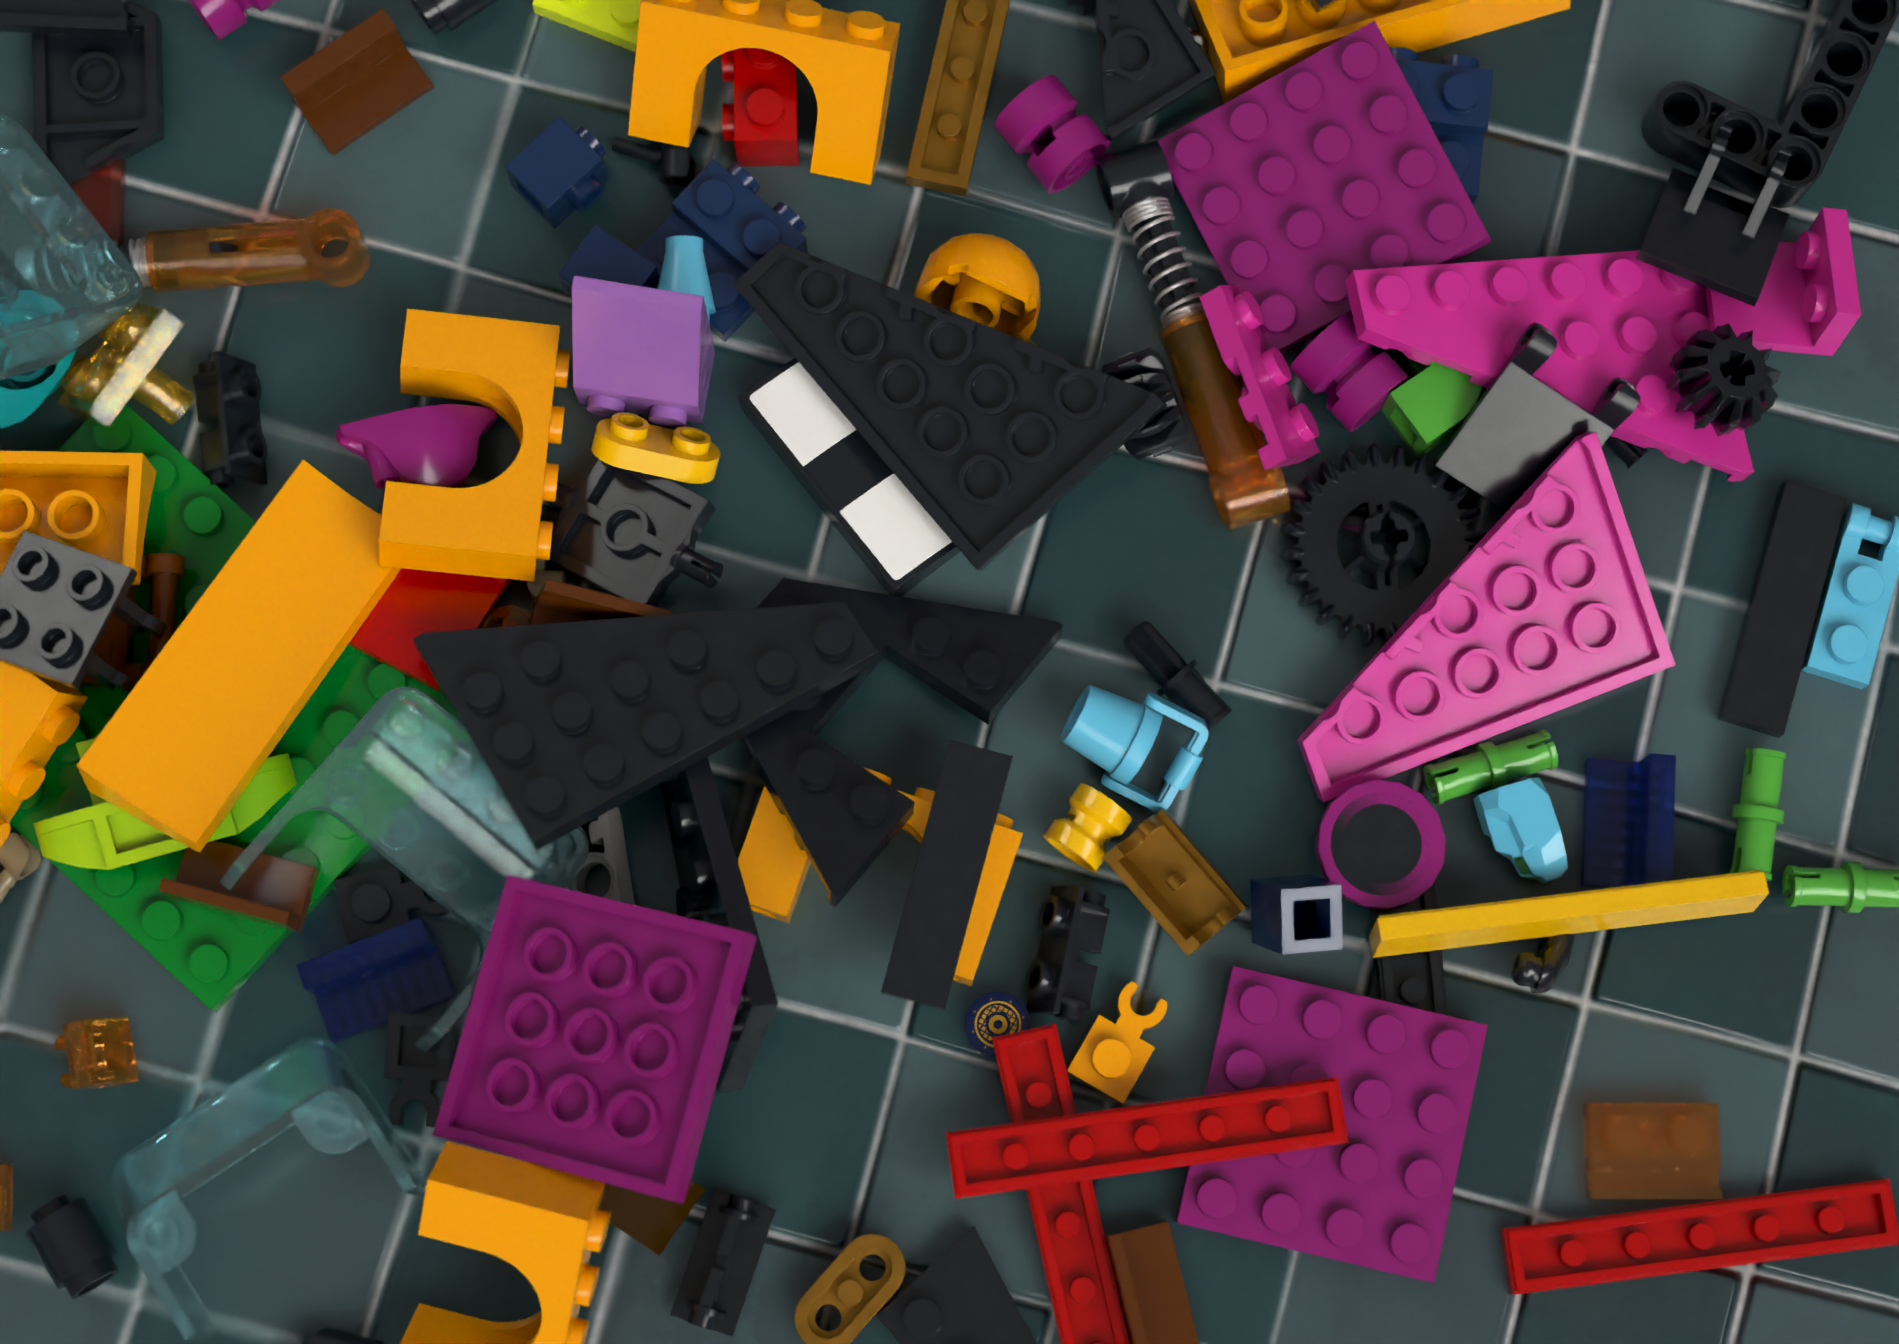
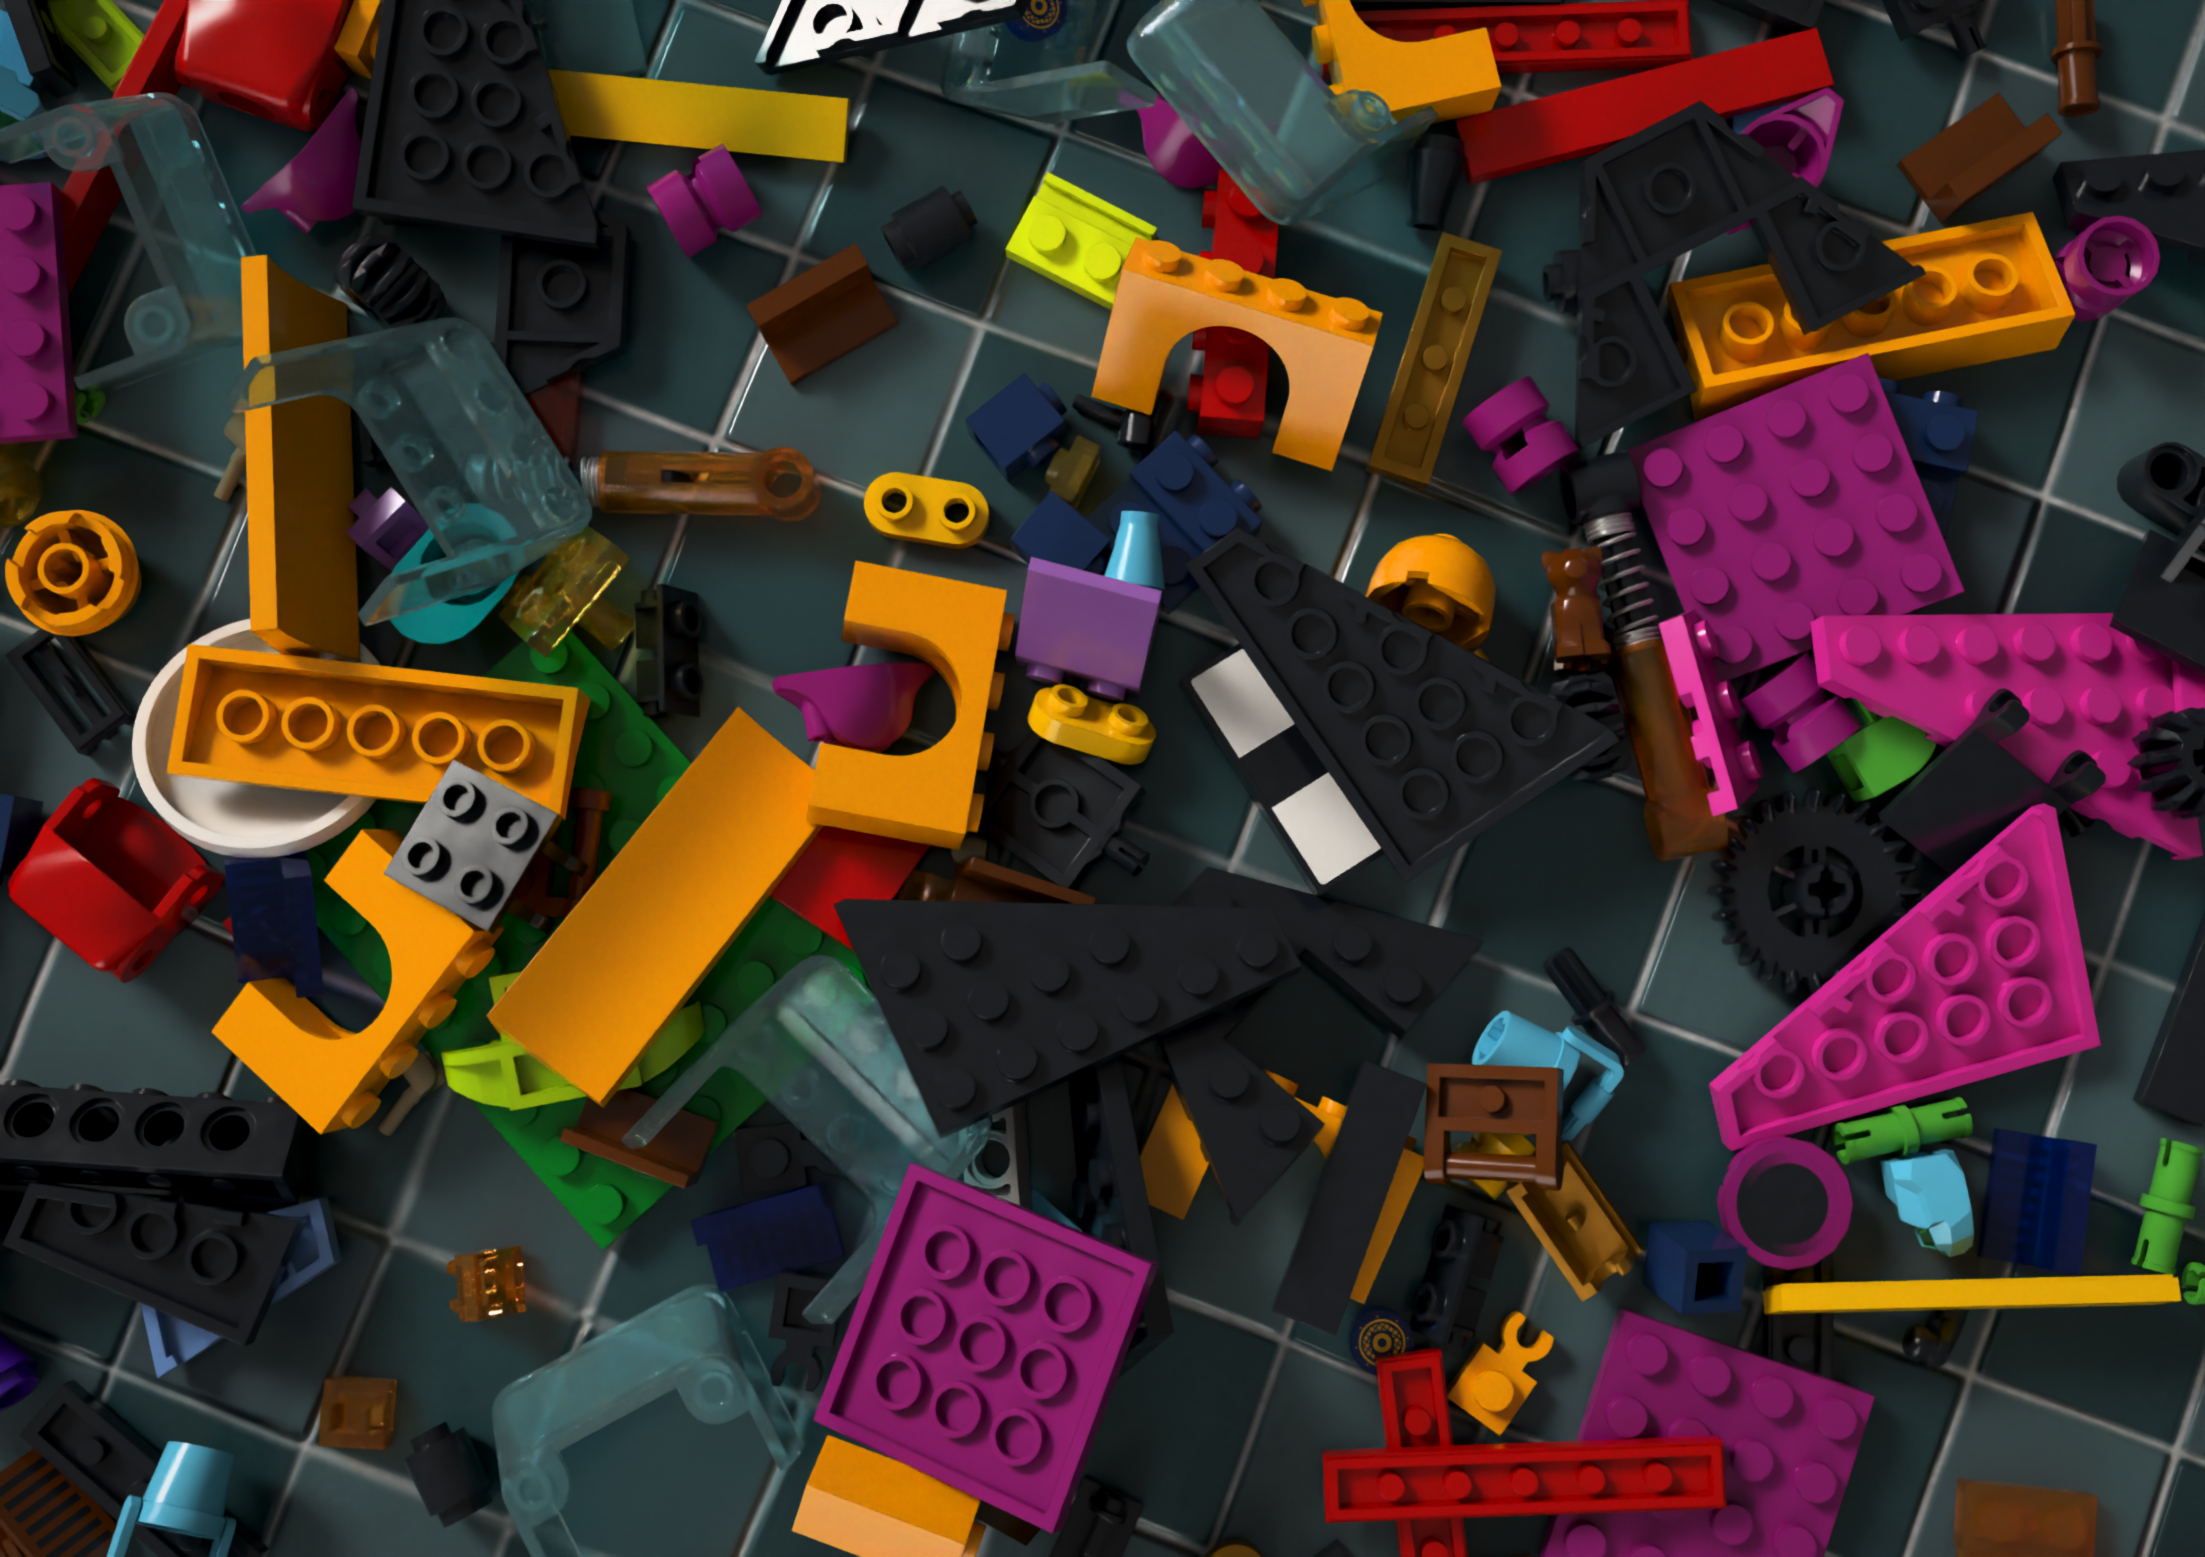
camera: 10 degrees right, 5 degrees up
(474, 261) = (925, 512): none -> yellow plate
(618, 207) = (1073, 470): none -> clear yellow plate
(1082, 768) = (1494, 1102): none -> reddish brown plate
(1120, 293) = (1576, 610): none -> reddish brown animal

